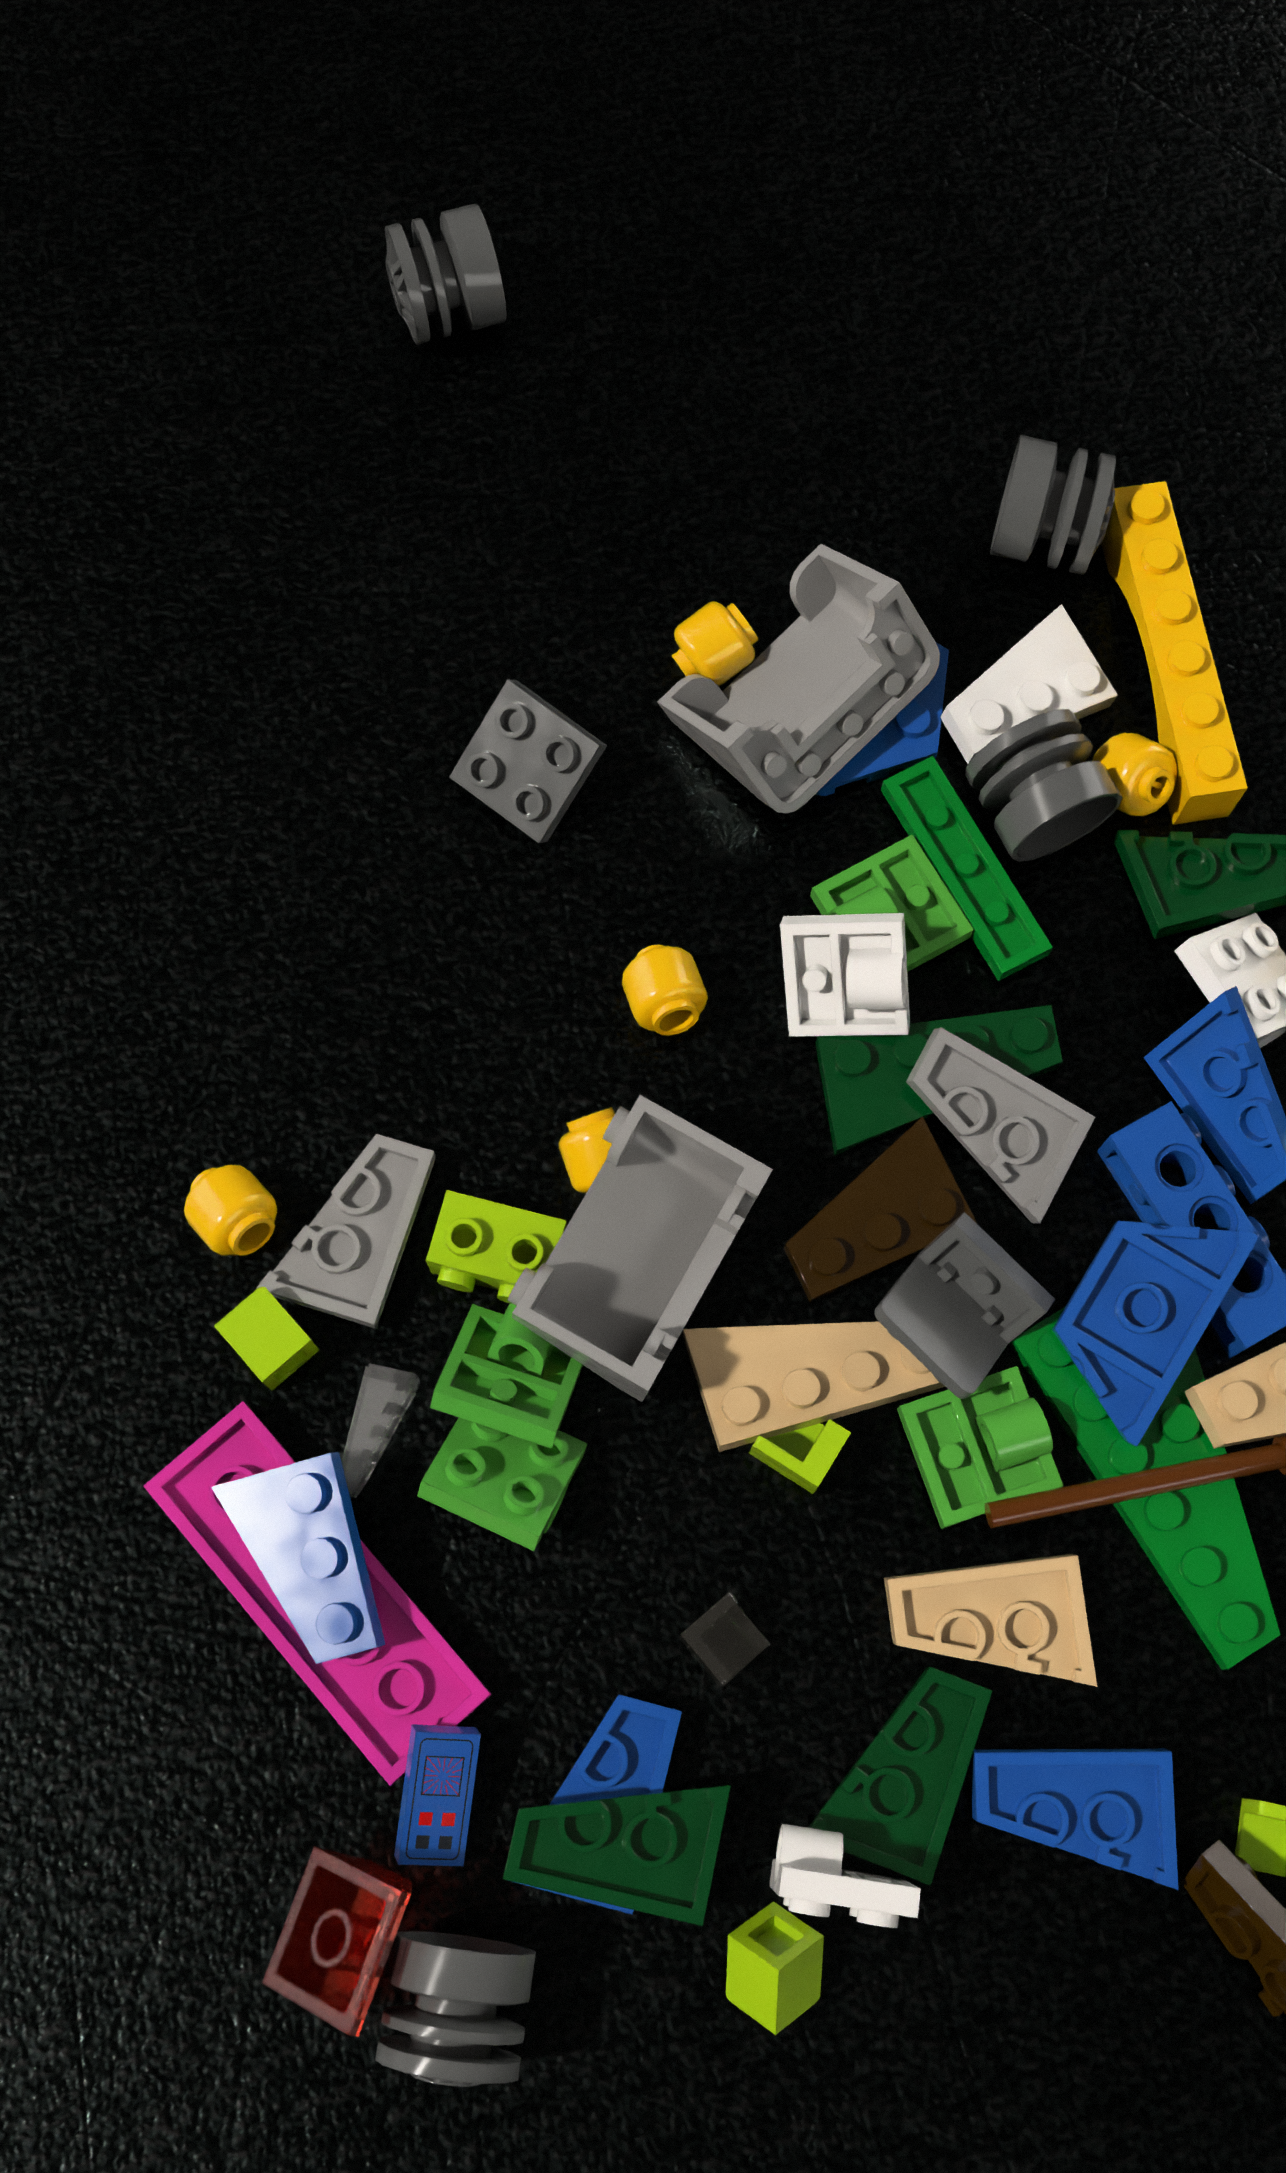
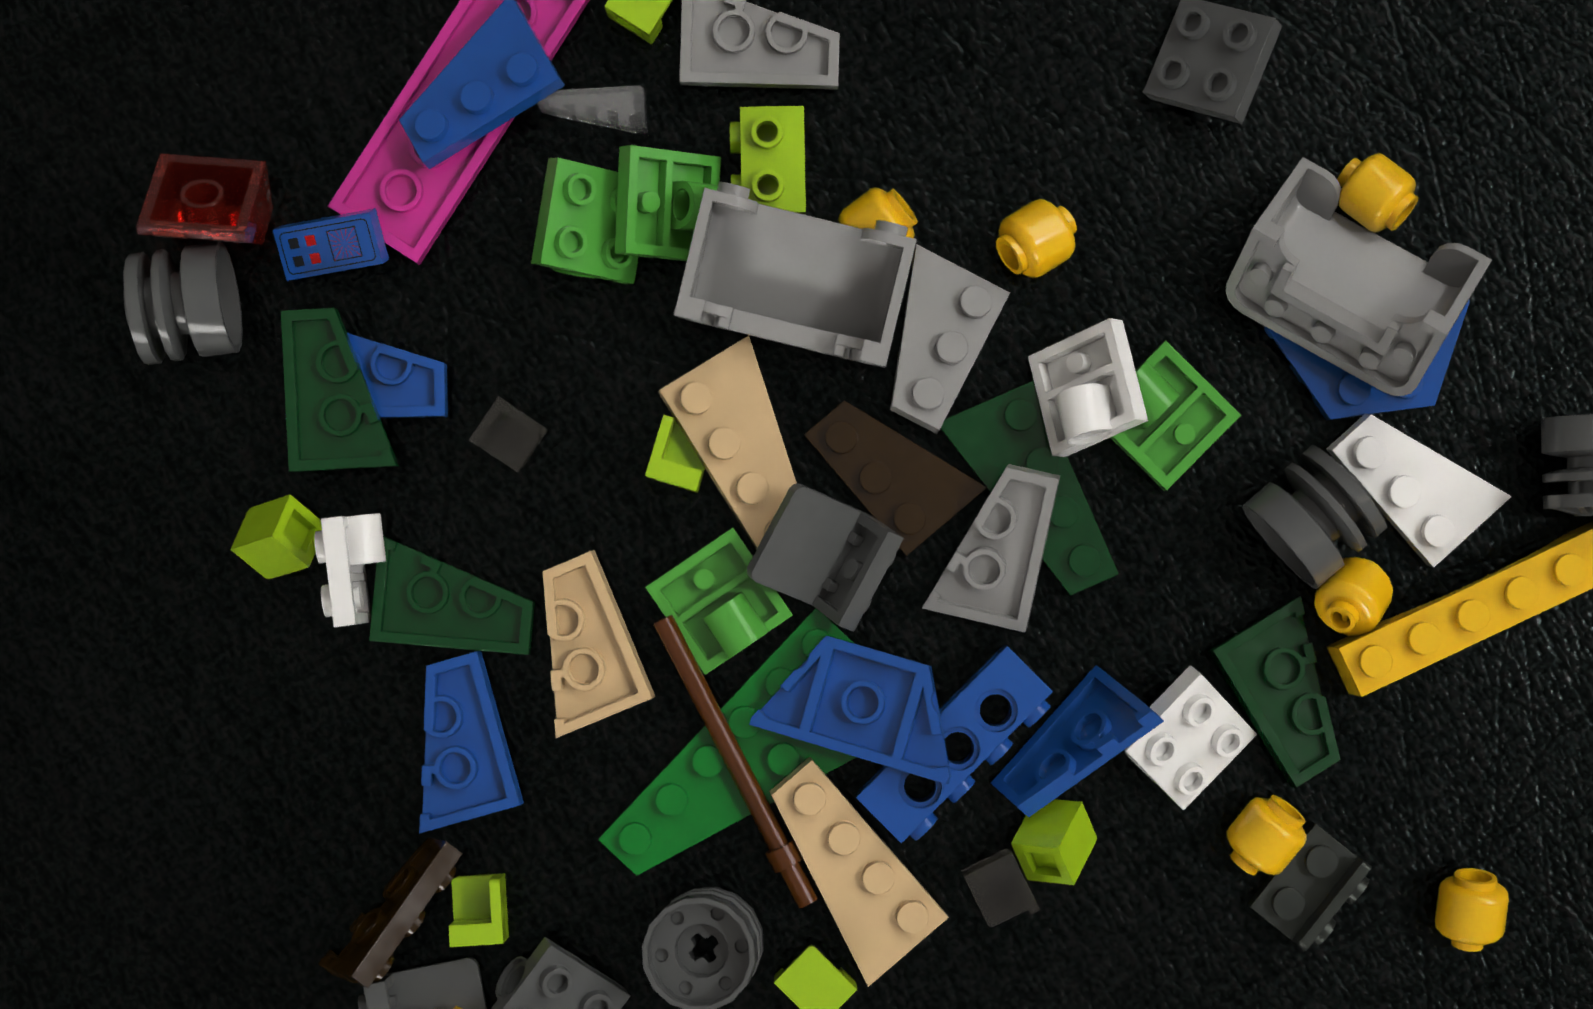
camera: 75 degrees right, 15 degrees up
(754, 1115) = (942, 335): none -> light grey wing
(967, 866) = (1226, 469): green plate -> none

